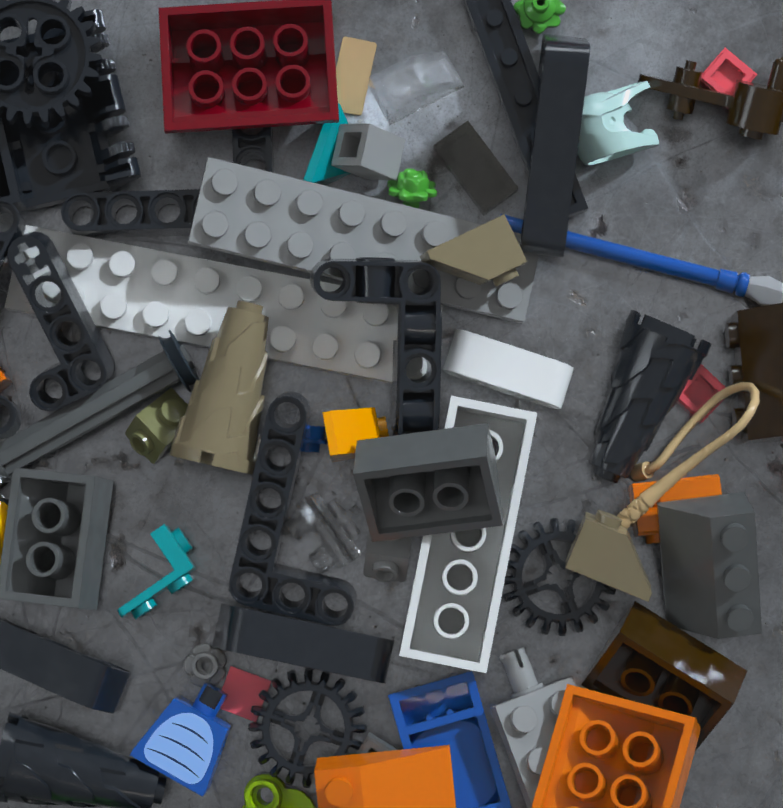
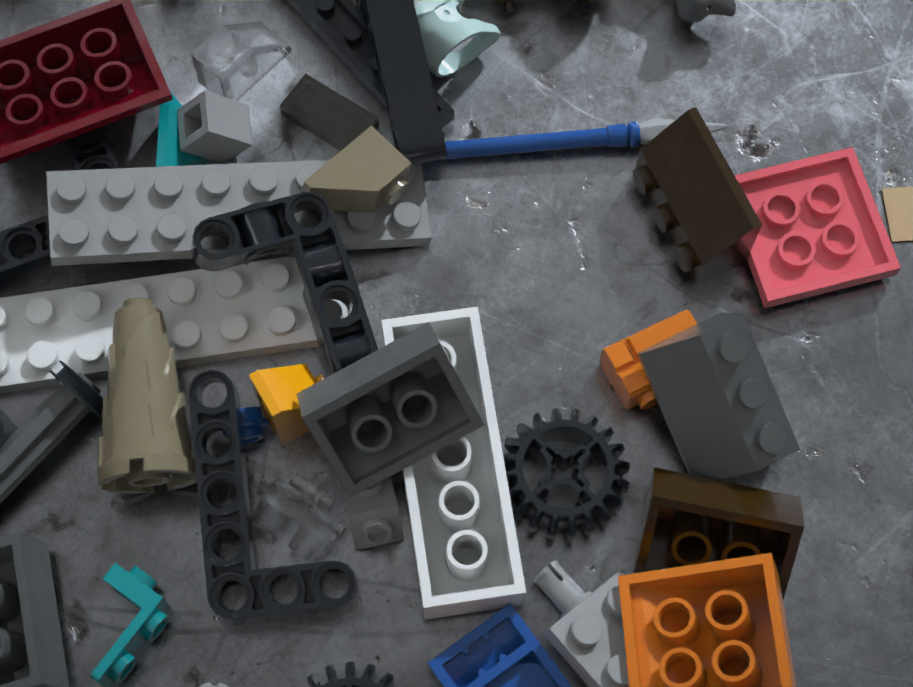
camera: 20 degrees left, 15 degrees down
(156, 425) = (74, 470): olive bracket -> none
(302, 643) = (310, 637): black beam -> none
(353, 73) = (178, 68): tan sticker -> none
(412, 187) = (271, 147): bright green plant -> none
(508, 369) = (431, 285): white beam -> none
(608, 555) = (609, 418): dark tan slope -> none
(644, 387) = (577, 248): black cone -> none
(646, 470) = (626, 351): tan piece -> none
(699, 391) = (634, 248): coral tile -> none

